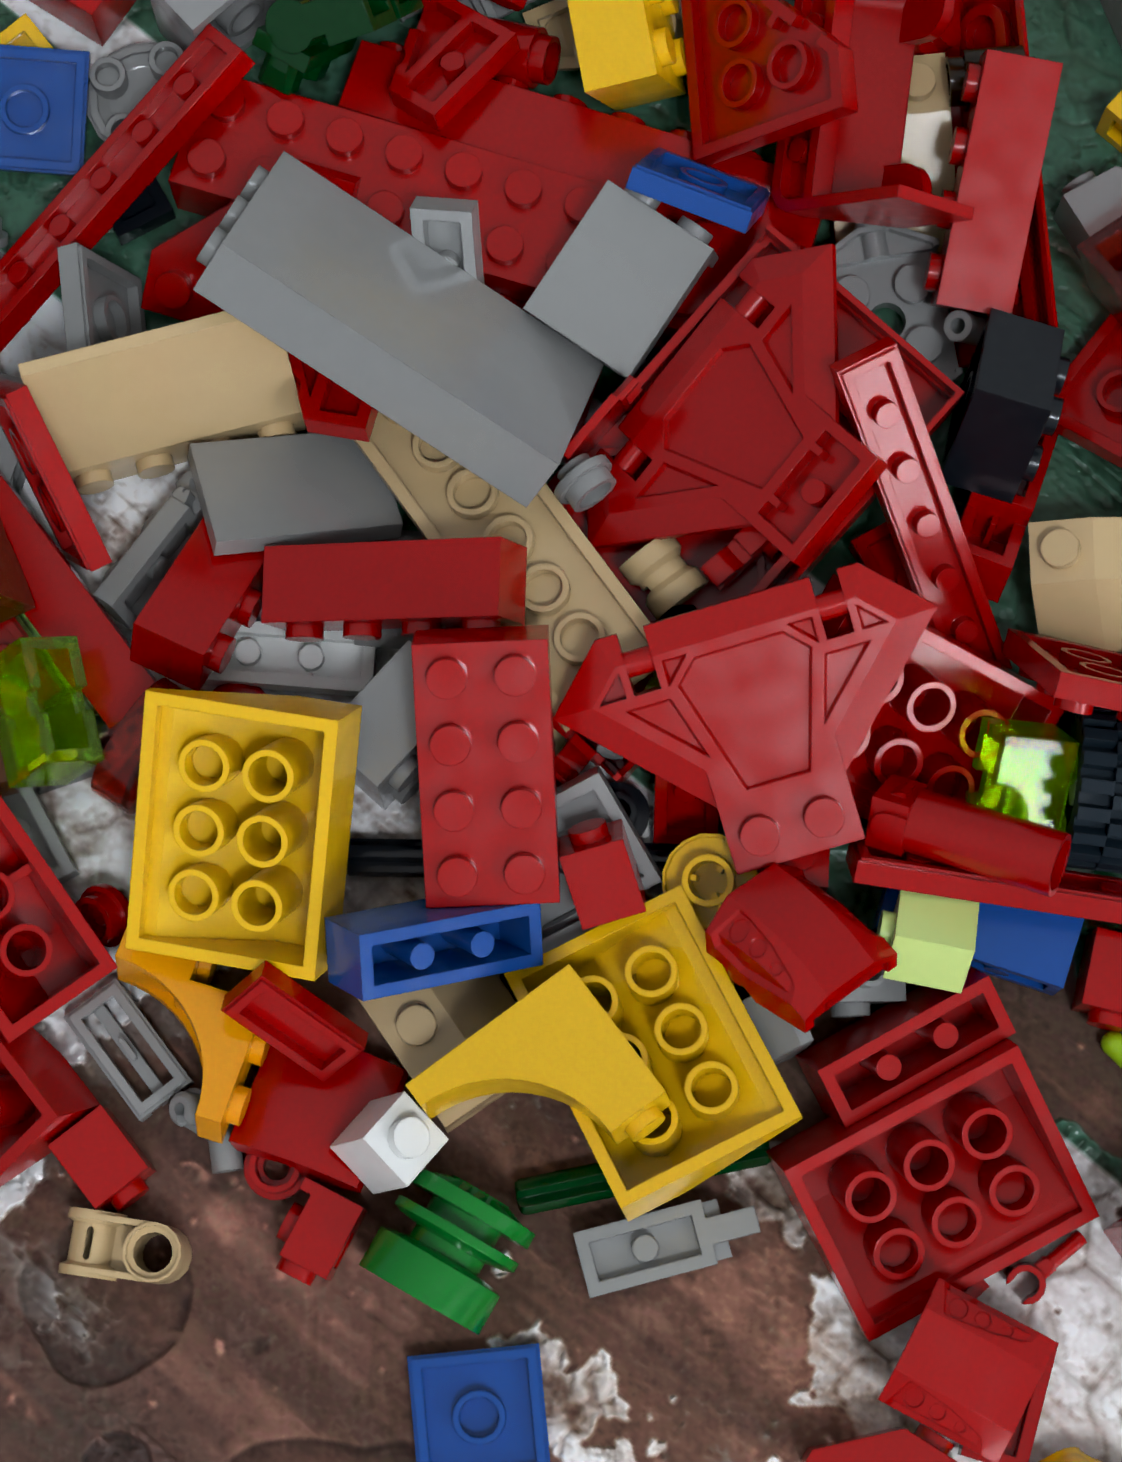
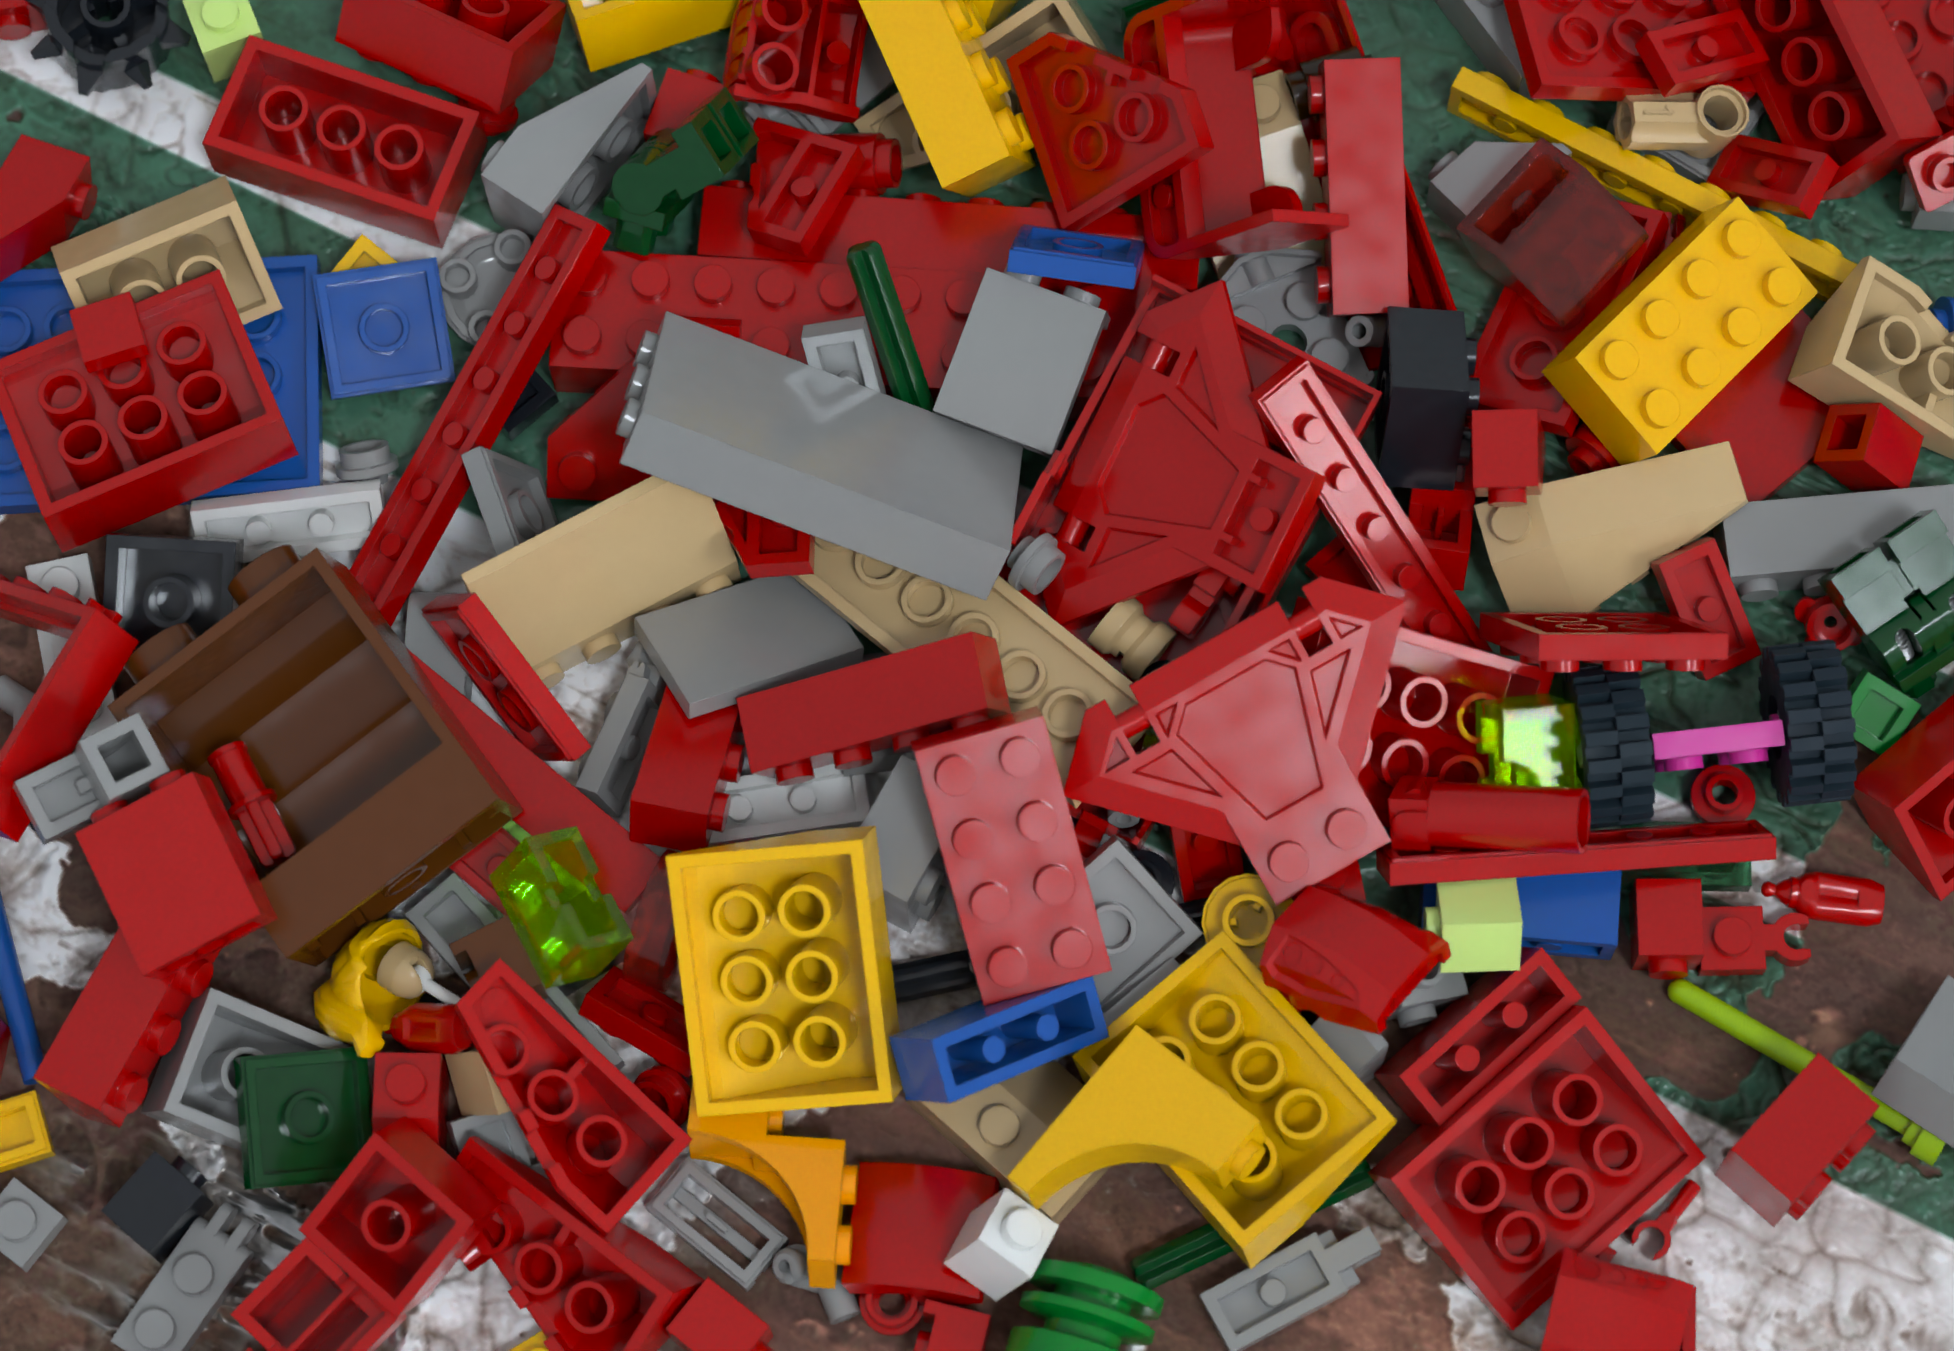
camera: 10 degrees left, 5 degrees down
(96, 831) = (640, 1018): none -> red plate
(294, 1021) = (881, 1148): red tile -> none
(499, 214) = (888, 324): none -> dark green axle
(601, 872) = (1143, 934): red brick -> none
(1073, 482) = (1508, 455): none -> red slope

